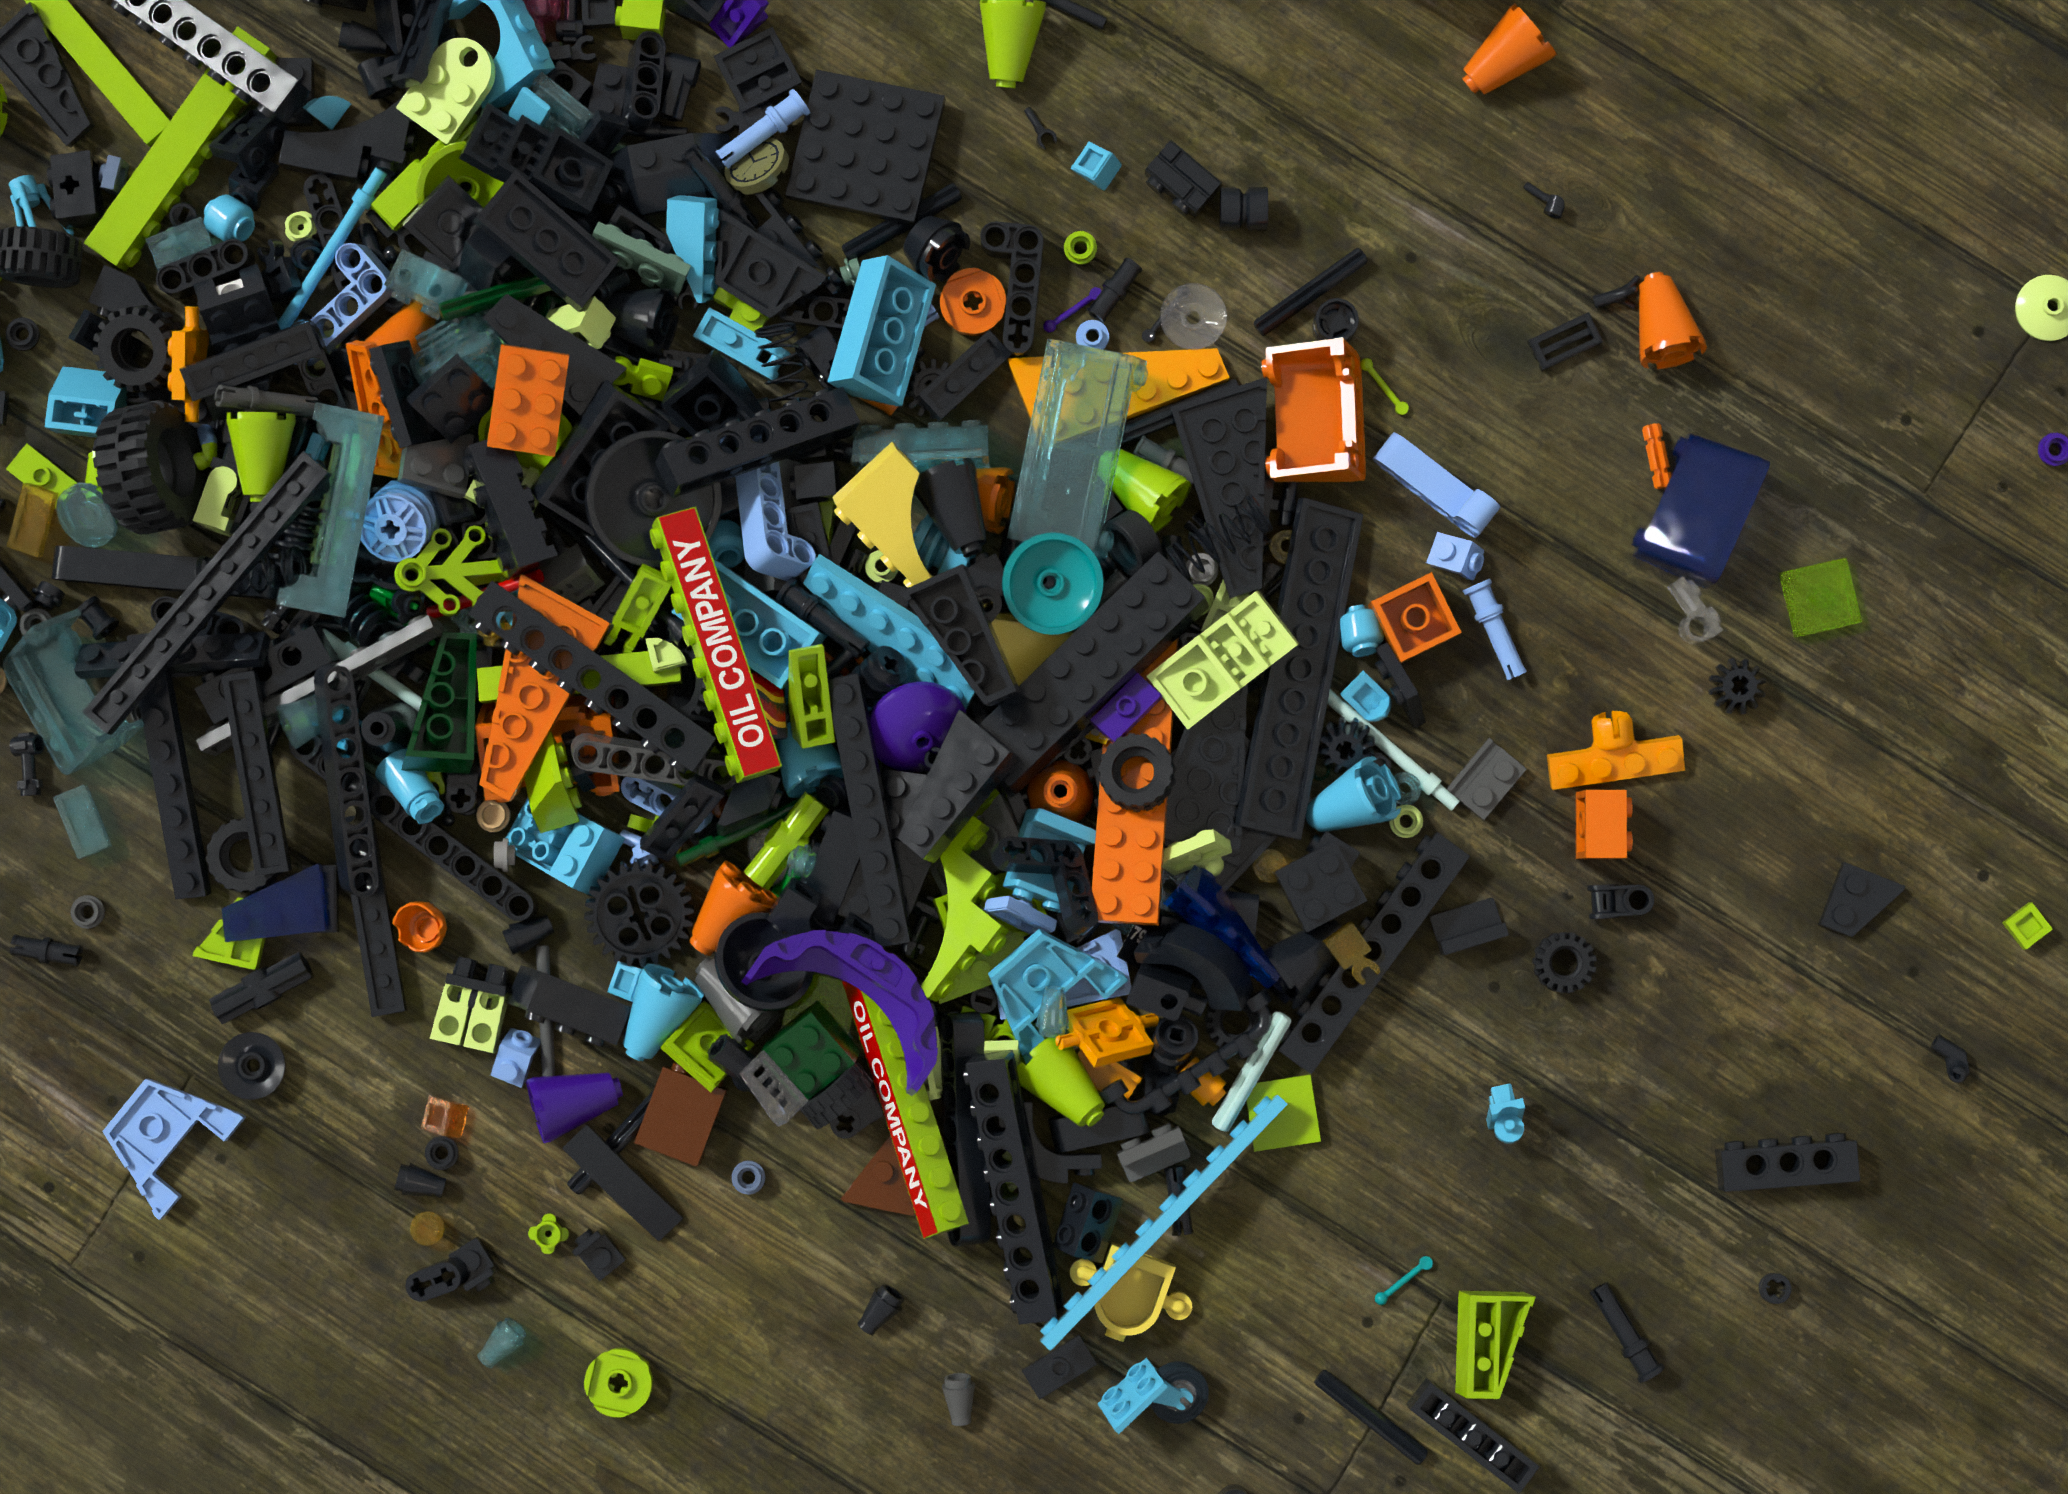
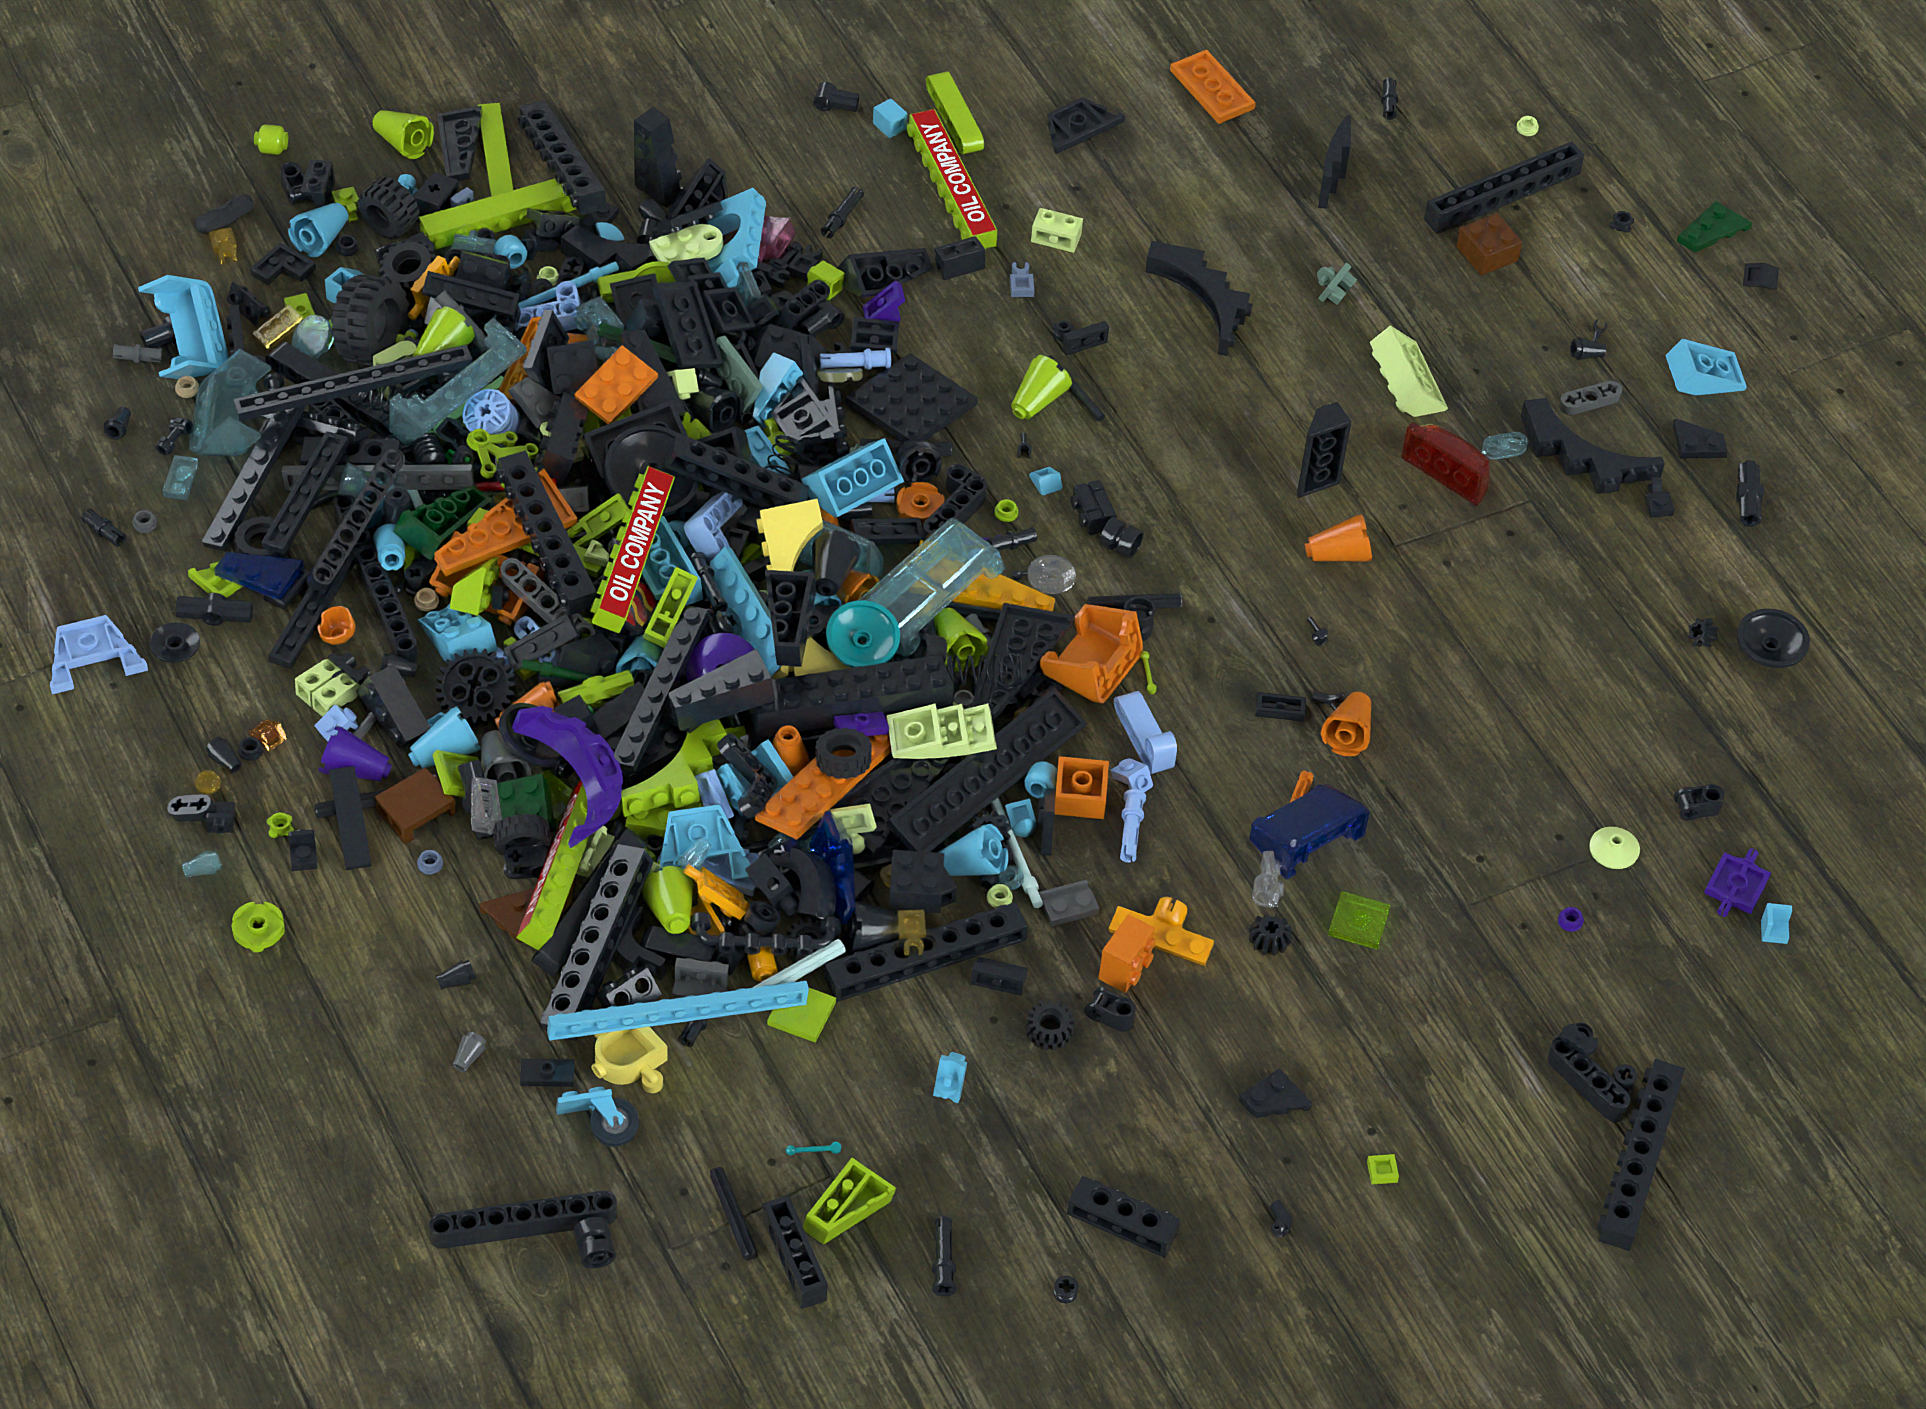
camera: 20 degrees right, 35 degrees down
(504, 854) = (417, 615): light grey plate -> none
(801, 861) = (597, 697): clear light blue plate -> none

